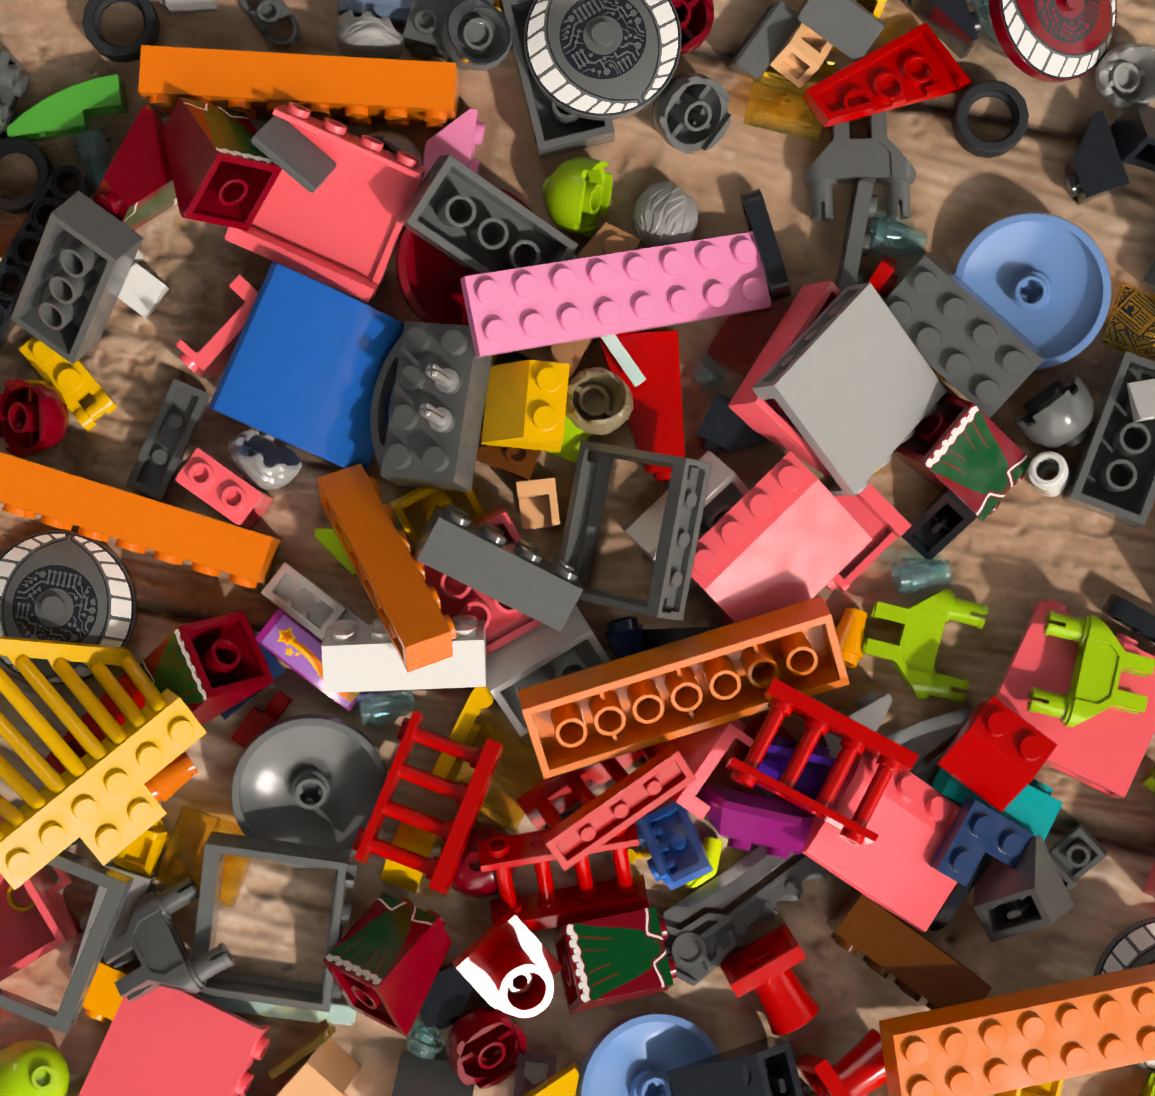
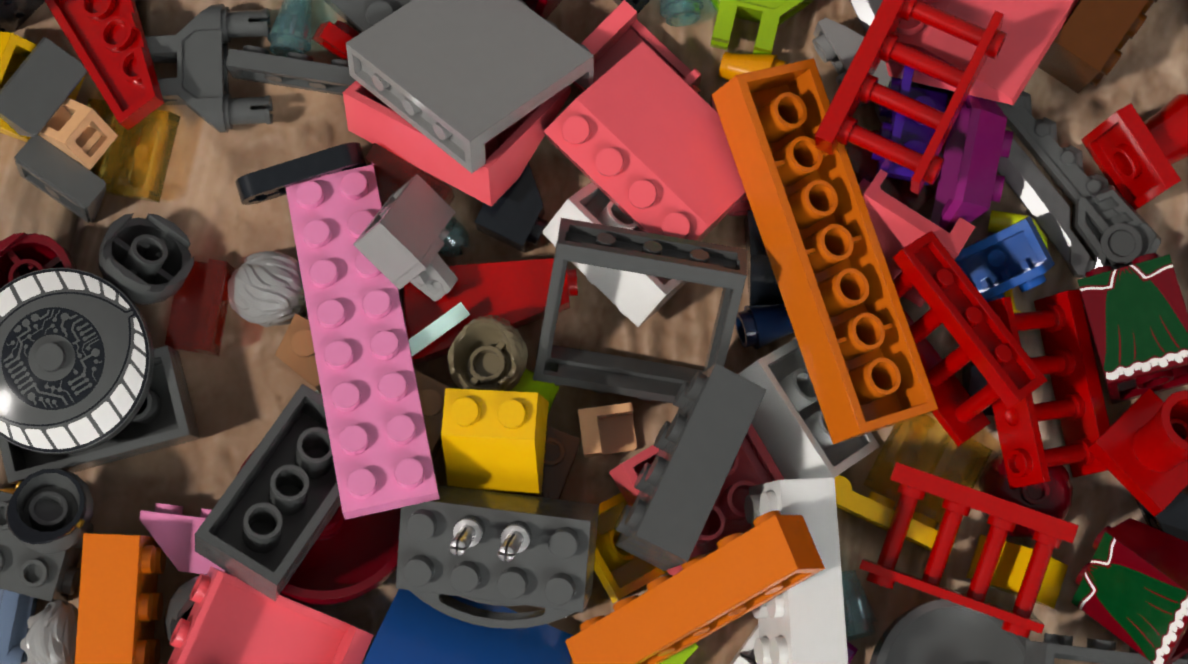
camera: 90 degrees left, 5 degrees down
(577, 194) = (241, 391): lime cylinder -> none
(649, 159) = (200, 309): none -> clear red panel
(703, 335) = (407, 238): none -> light grey hinge

